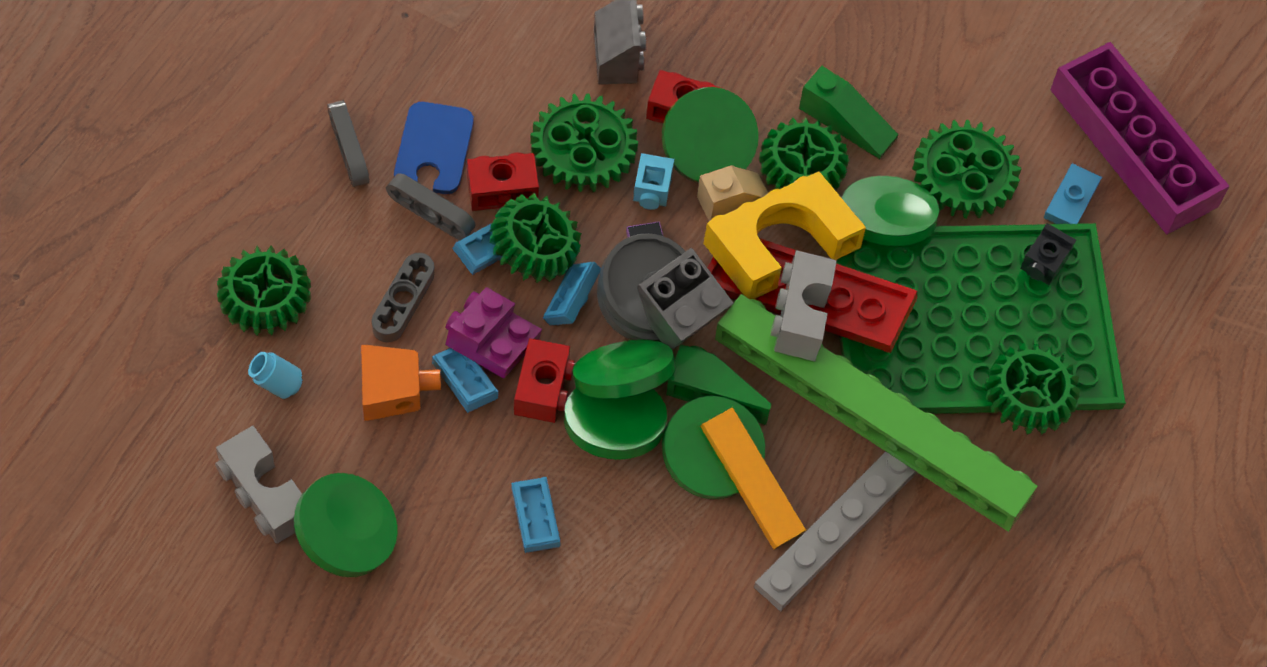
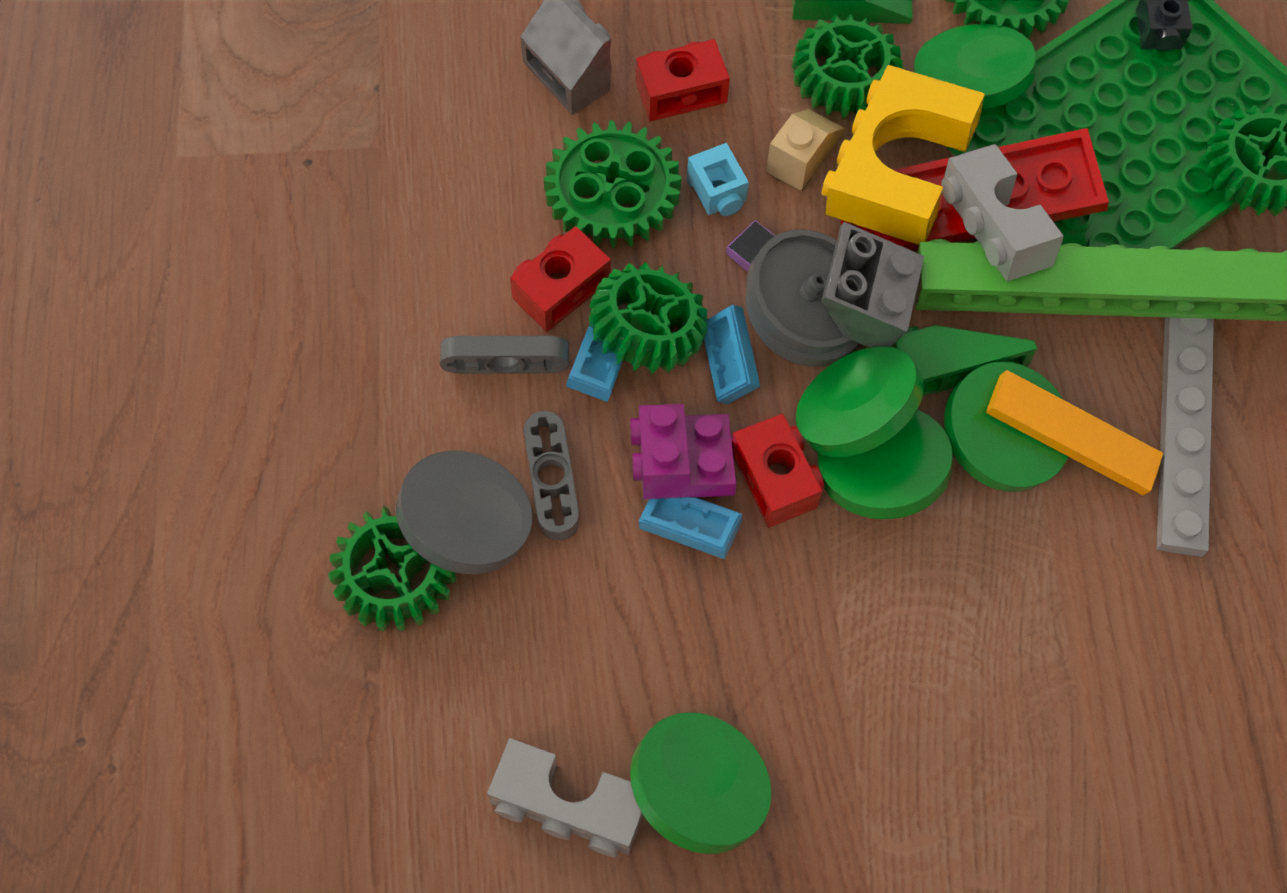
camera: 30 degrees left, 5 degrees up
(275, 374) = (485, 659): medium azure brick -> none
(329, 282) = (463, 512): none -> dark grey piece
(348, 143) = (359, 340): dark grey beam -> none
(393, 381) = (618, 577): orange torso -> none
(435, 138) = (450, 275): blue piece -> none
(535, 514) = (885, 625): dark azure plate -> none
(709, 132) = (739, 94): green piece -> none

